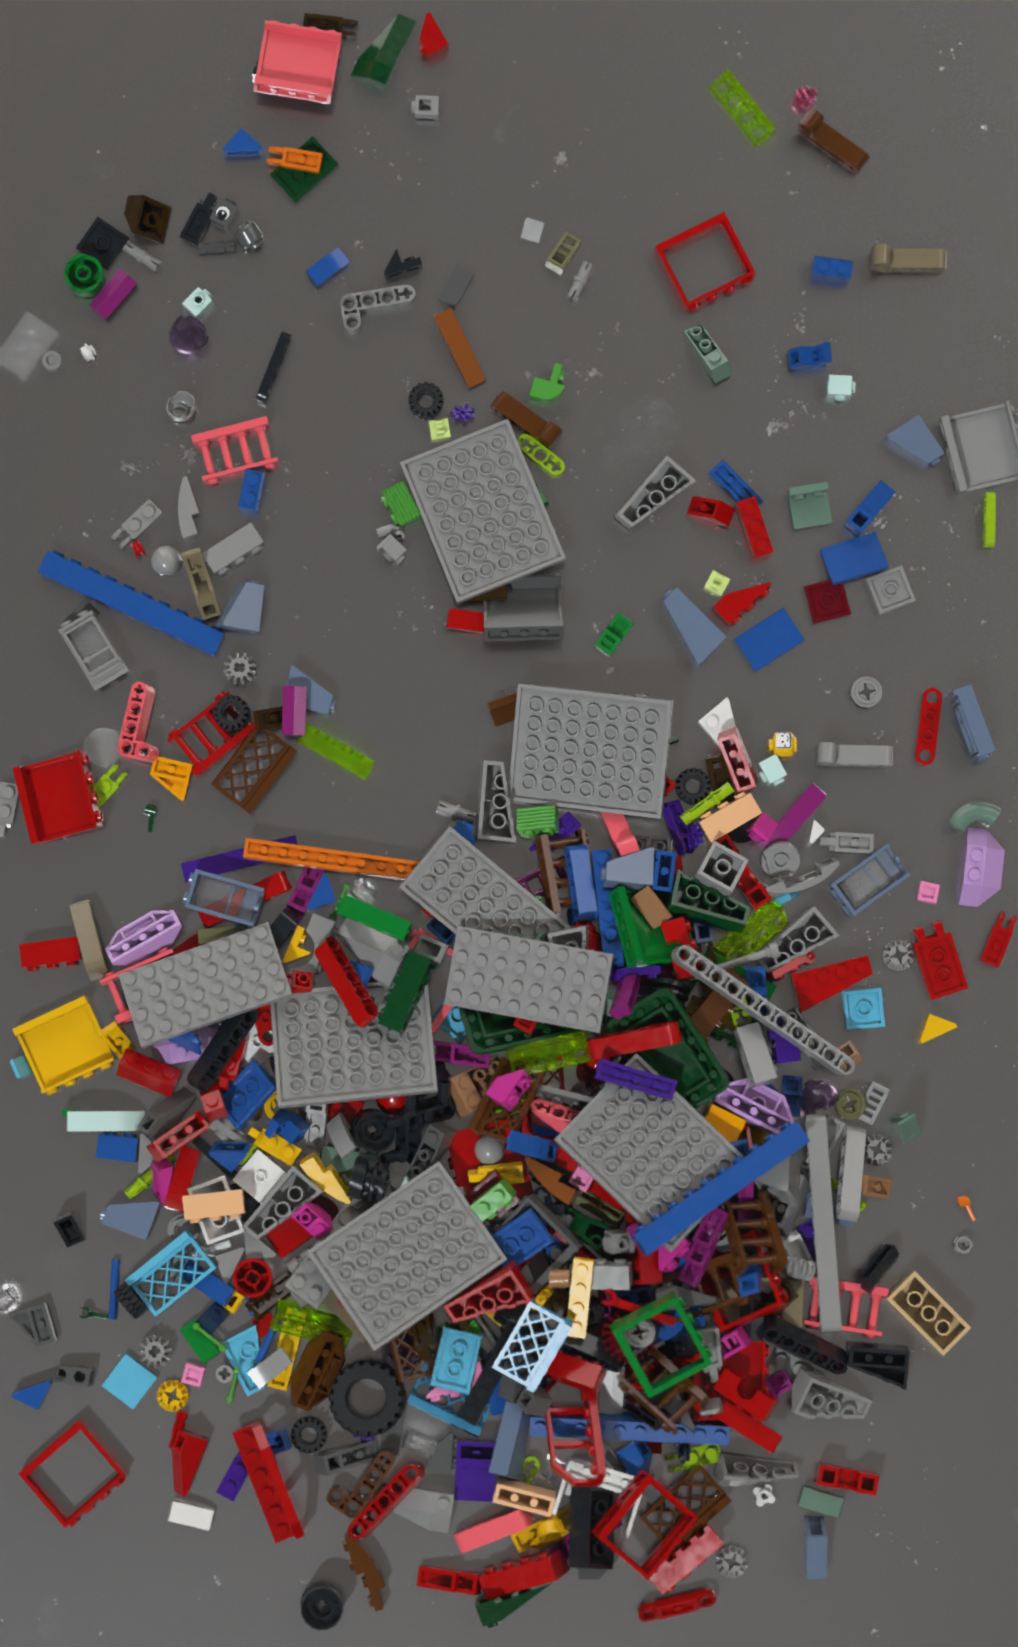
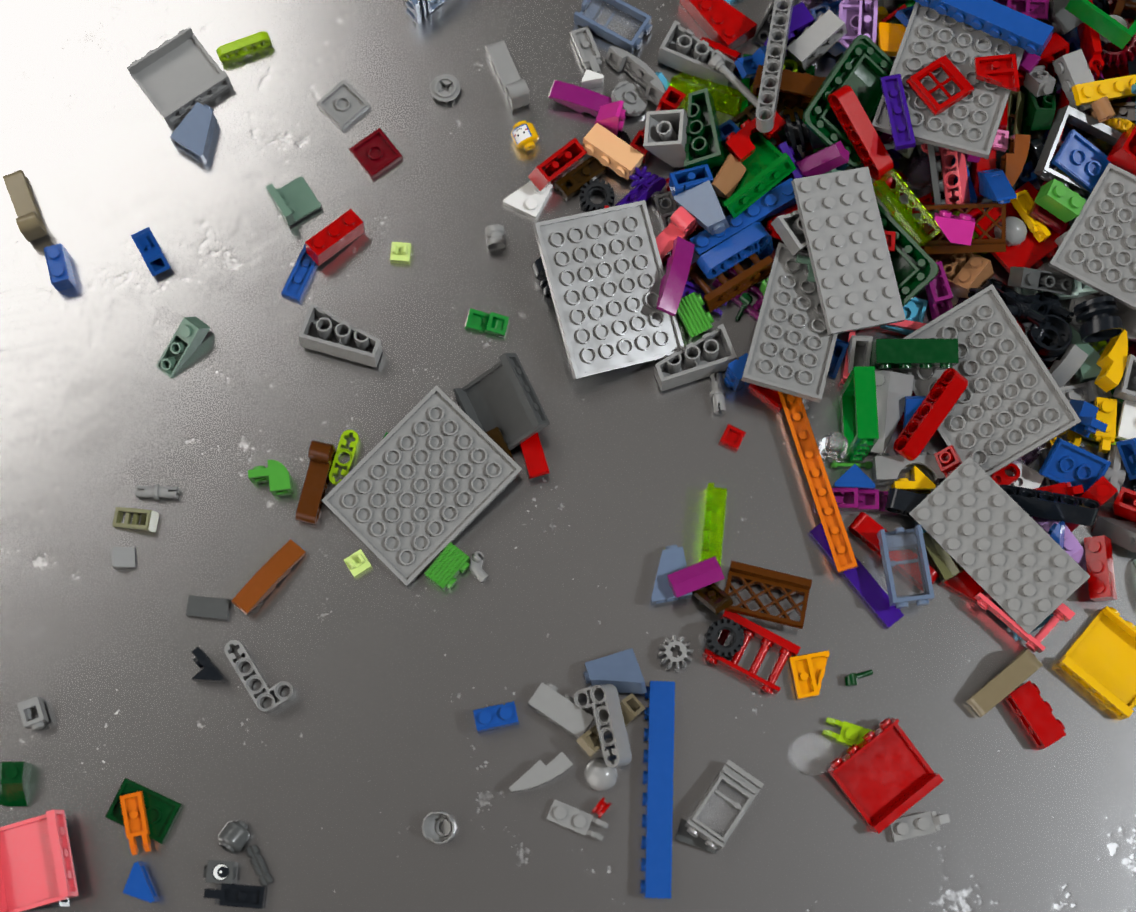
camera: 110 degrees left, 10 degrees down
(117, 1039) = (1085, 613): yellow slope -> none
(141, 721) = (773, 725): coral beam -> none
(143, 937) = (977, 631): lavender wedge -> none
(187, 335) = (363, 851): clear purple cylinder -> none
(198, 303) = (324, 857): light aqua brick -> none
(202, 581) = (609, 722): none -> light grey beam
(239, 430) = (440, 755): coral fence -> none
(273, 367) = (360, 751): black beam -> none
(328, 266) = (236, 742): blue slope -> none
(392, 550) = (495, 556): light grey brick -> none
(410, 807) = (732, 437): none -> red tile
(421, 389) = (343, 596): black tyre -> none
(462, 413) = (332, 547): dark purple plant -> none
(503, 709) = (600, 389): reddish brown panel -> none
(532, 876) = (746, 299): none -> dark green hand
(576, 816) = (676, 276): none -> magenta slope
(632, 1189) = (998, 70): none -> red wing
(645, 1150) = (954, 75): none -> red piece
(694, 628) = (450, 255): sand blue slope -> none
(695, 232) = (66, 363): red window -> none
(695, 675) = (495, 237): none -> light grey wheel
(707, 803) = (625, 184): lime pin -> none
(711, 510) = (334, 283): red slope -> none
(735, 603) = (414, 228): red slope -> none
(769, 639) = (433, 187): blue tile -> none
(772, 771) = (552, 136): light aqua brick -> none
(840, 387) = (170, 217): light aqua brick -> none
(854, 558) = (327, 143): blue tile -> none
(869, 508) = (276, 147): blue slope -> none
(928, 726) = (453, 27): red plate -> none

